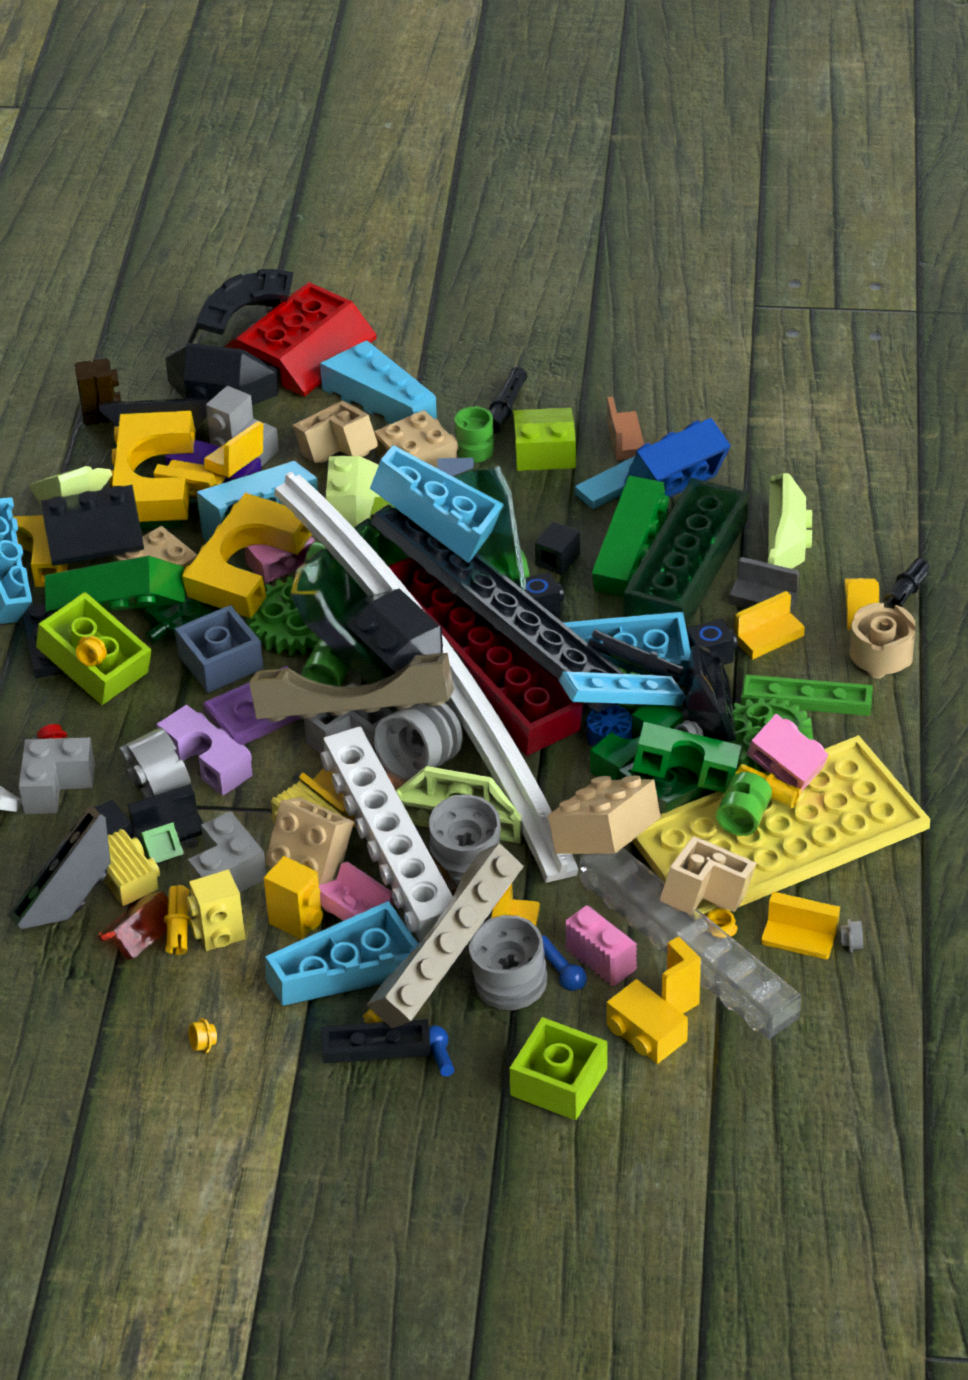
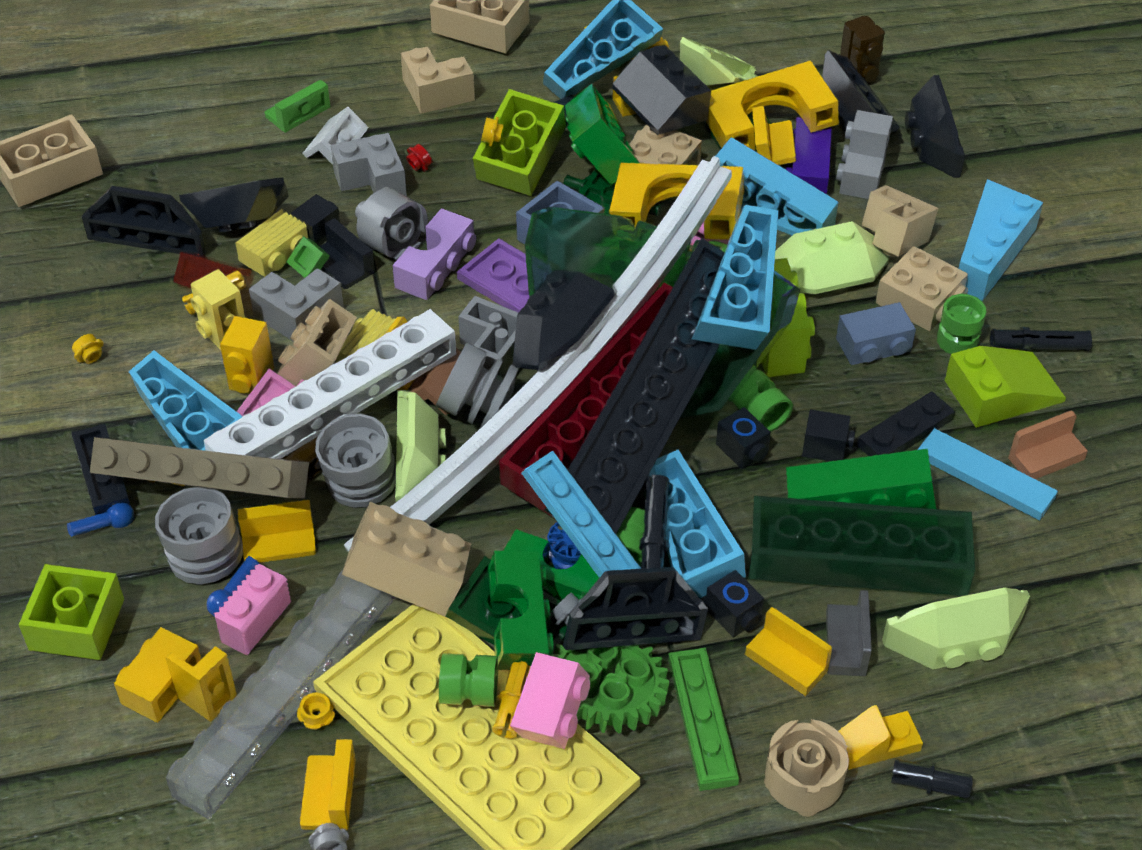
camera: 70 degrees right, 5 degrees up
(46, 958) = (143, 221): none -> black wedge
(236, 452) = (815, 154): yellow panel -> none
(261, 288) = (1034, 86): black panel -> none
(287, 693) = (502, 346): dark tan arch -> none
(304, 334) = (1032, 160): red slope -> none
(562, 501) = (907, 426): none -> black plate
(682, 456) = (996, 495): blue brick -> none
(707, 874) = (337, 655): tan brick -> none

